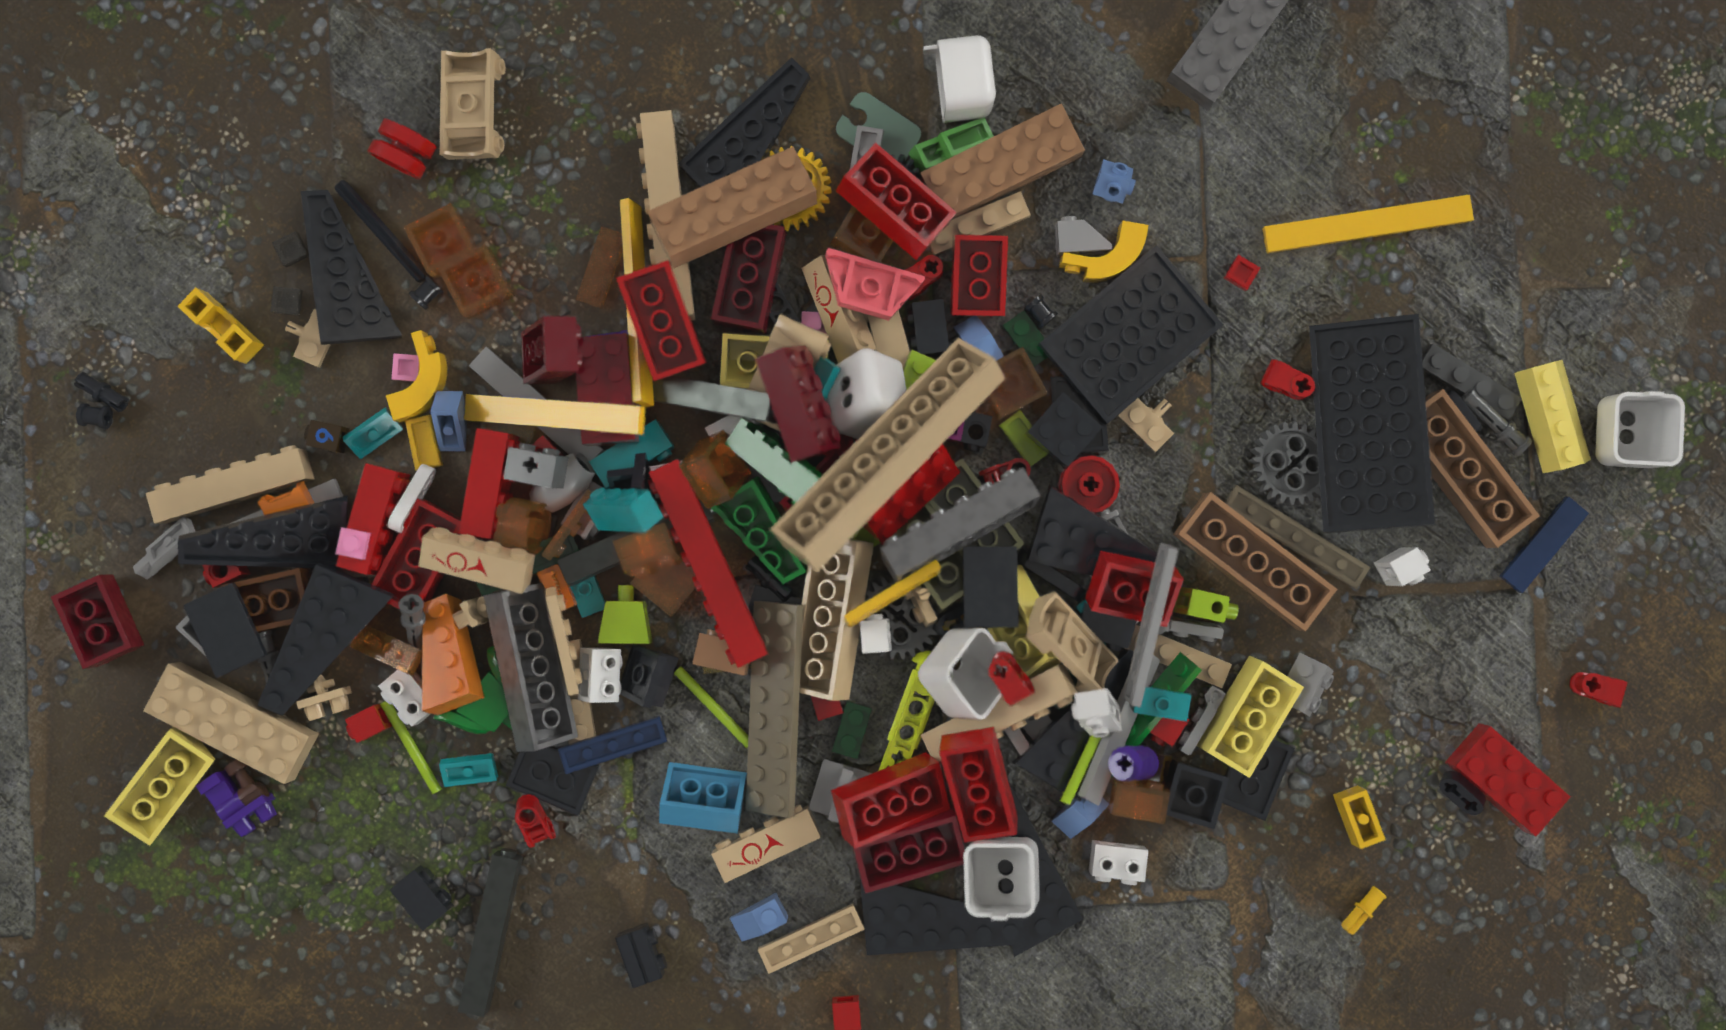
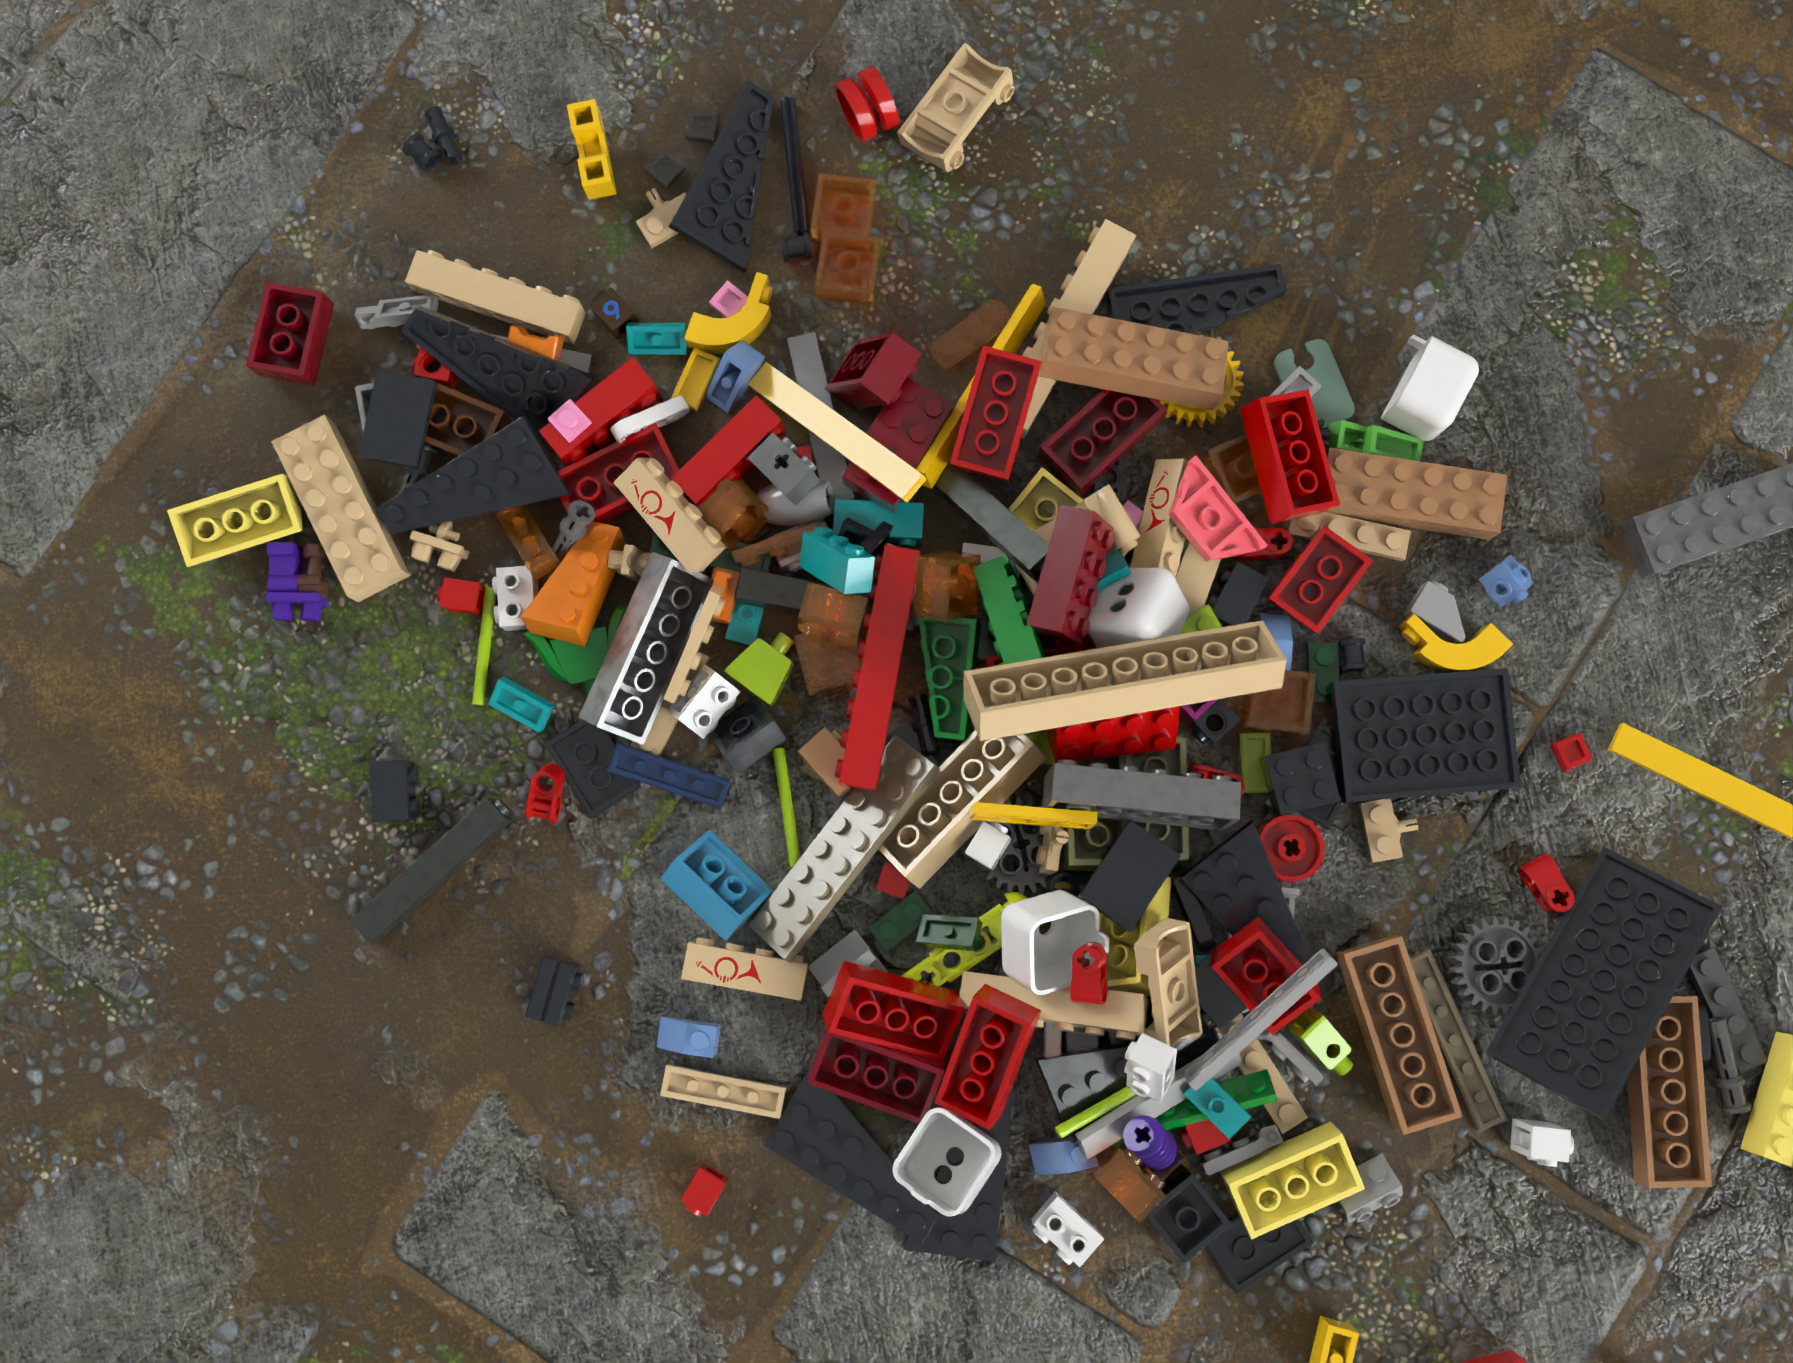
camera: 40 degrees right, 5 degrees down
(891, 715) = (949, 932): none -> dark green plate
(1544, 544) = (1694, 1219): dark blue tile -> none

